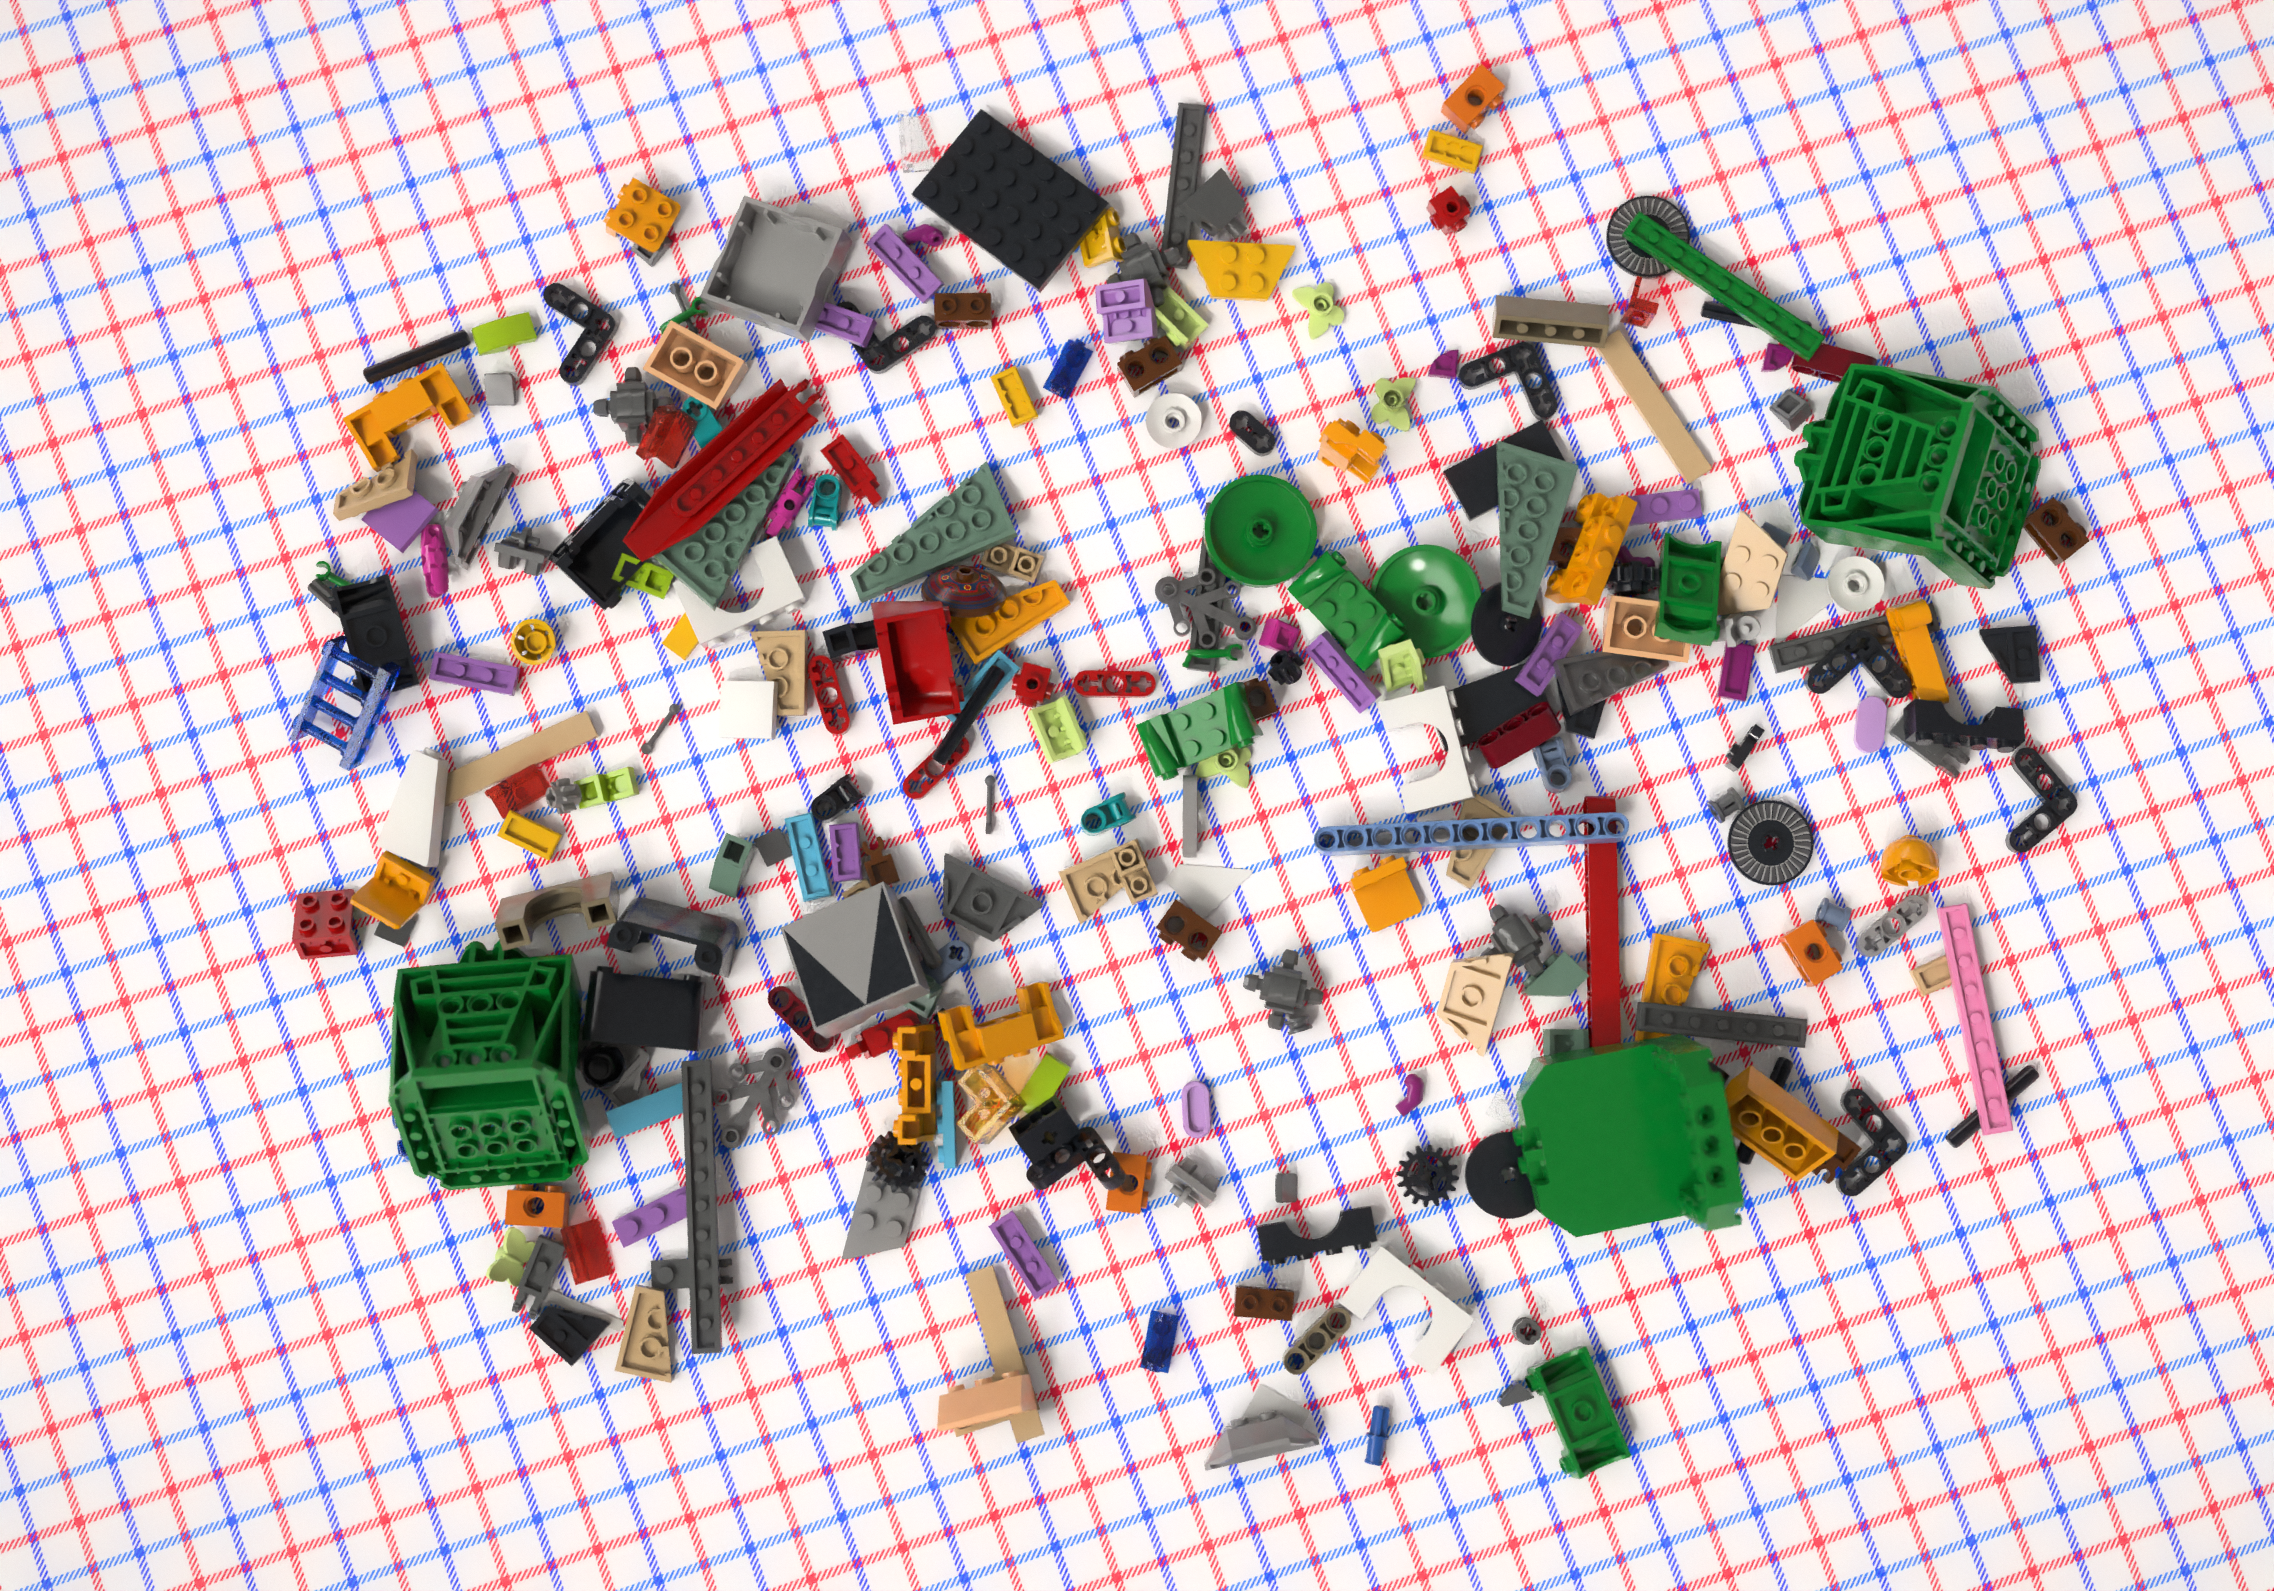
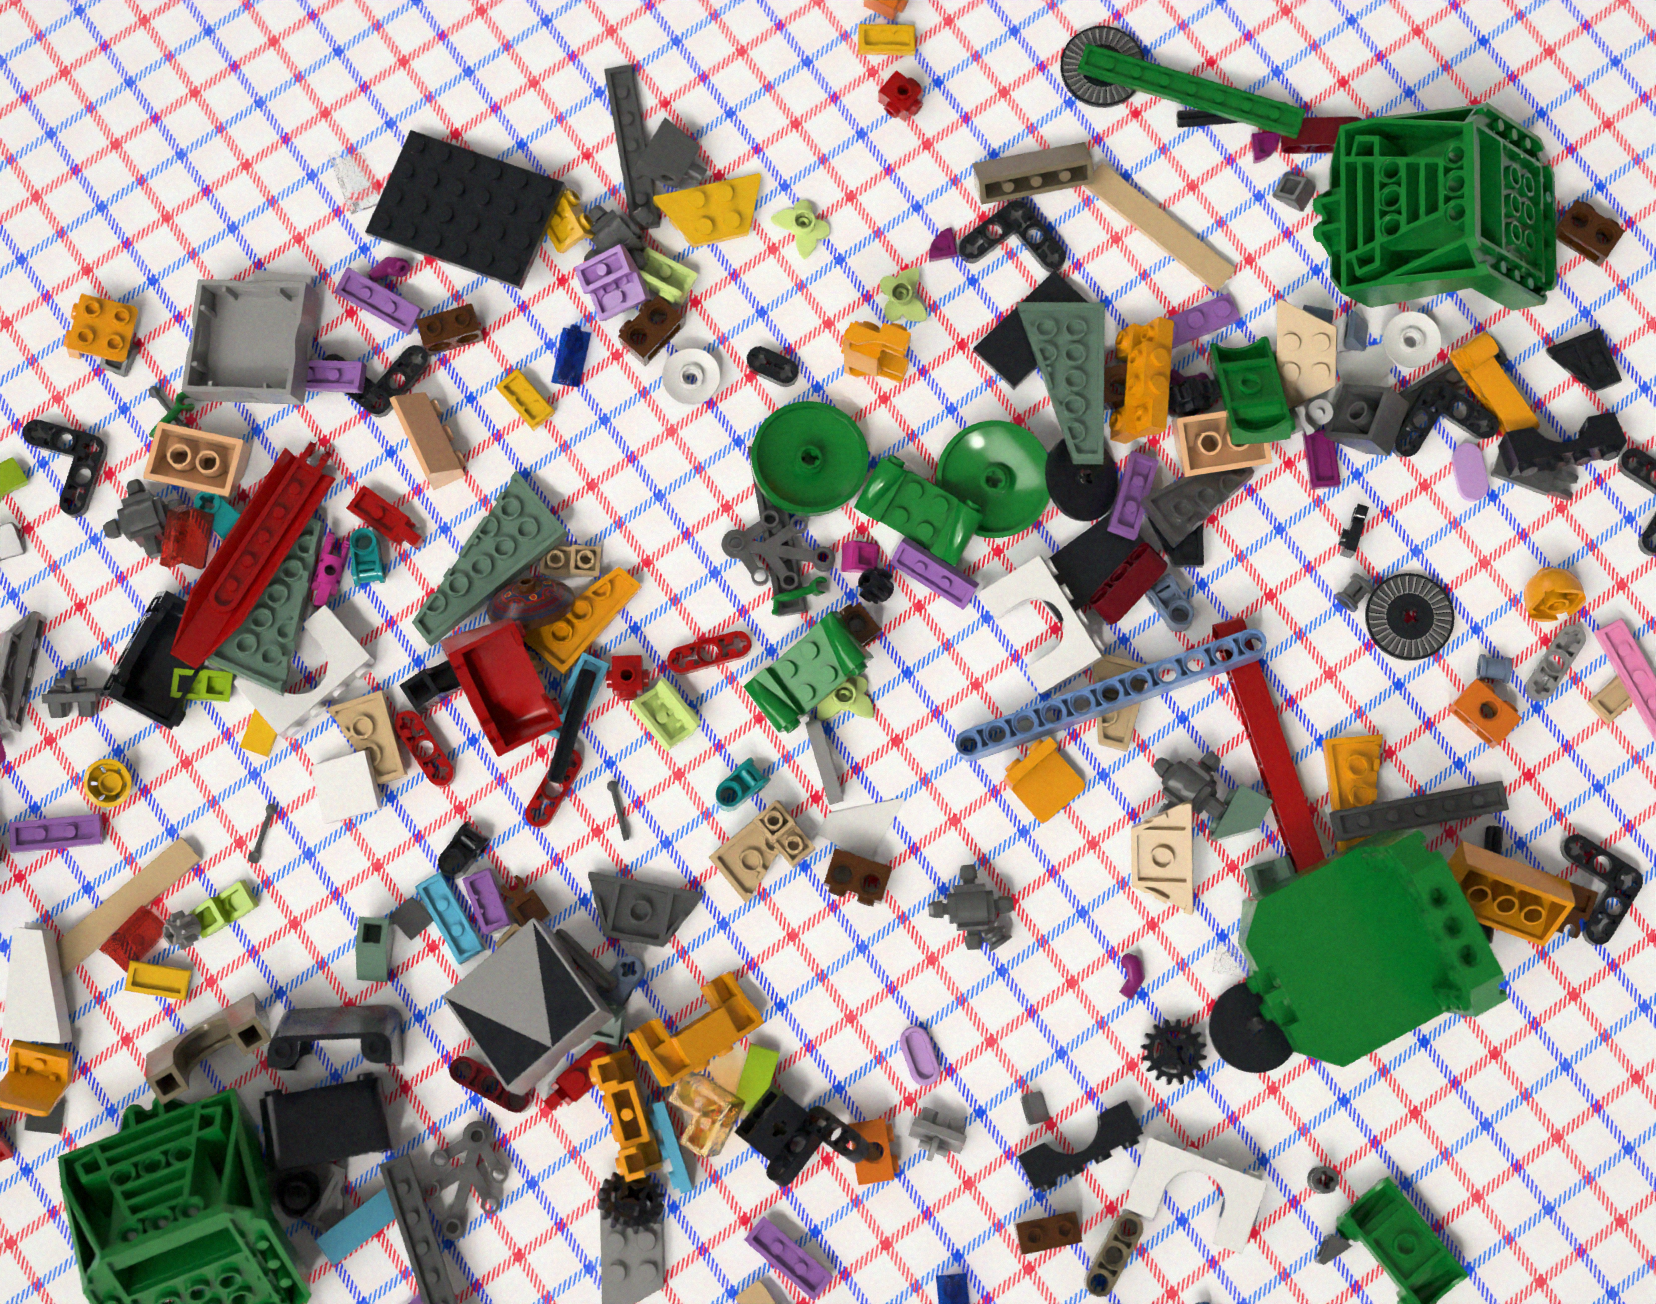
camera: 15 degrees left, 5 degrees down
(915, 408) = (429, 438): none -> light nougat slope
(1402, 666) = (991, 549): yellowish green bracket -> none
(1636, 310) = (1114, 138): clear red panel -> none
(1789, 647) = (1367, 418): none -> dark grey slope

